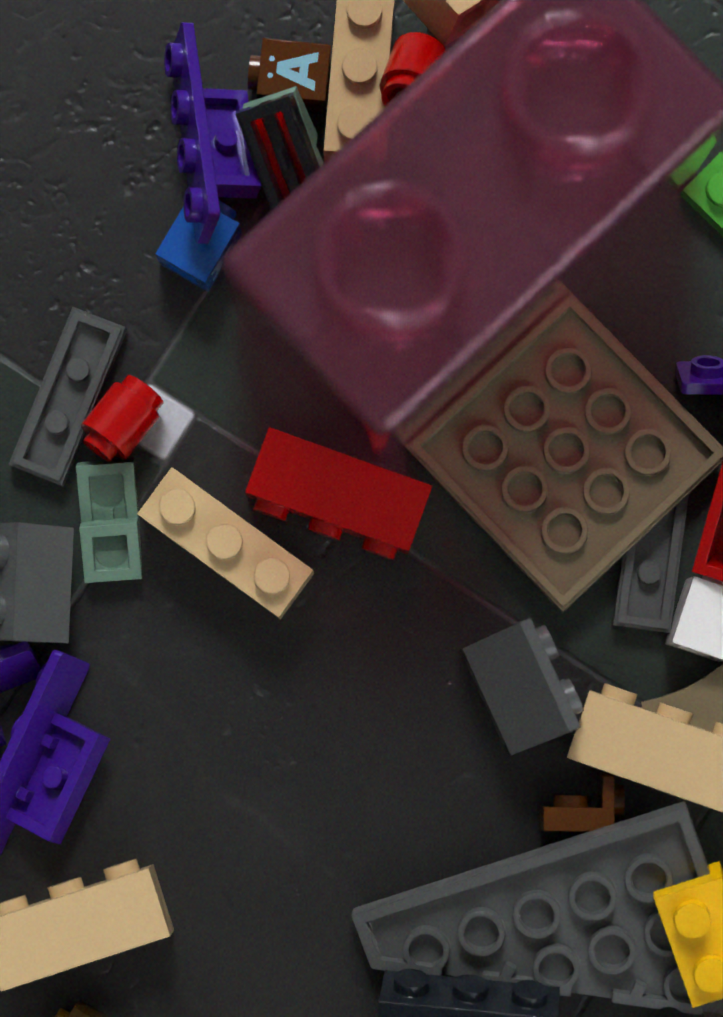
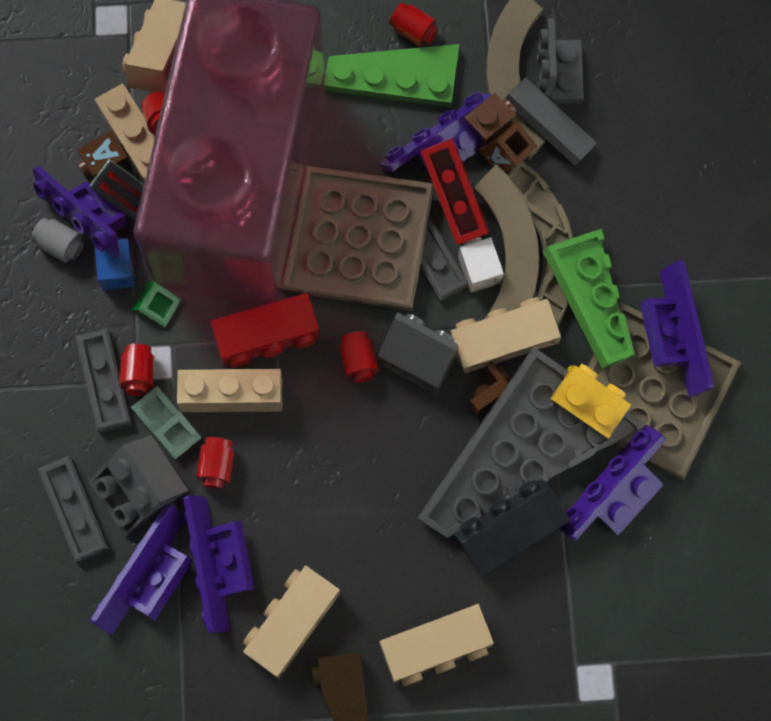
camera: 35 degrees left, 10 degrees down
(133, 630) = (215, 462): none -> red brick
(145, 149) = (57, 239): none -> light grey brick
(217, 339) = (156, 304): none -> green slope
(438, 625) = (358, 356): none -> red brick

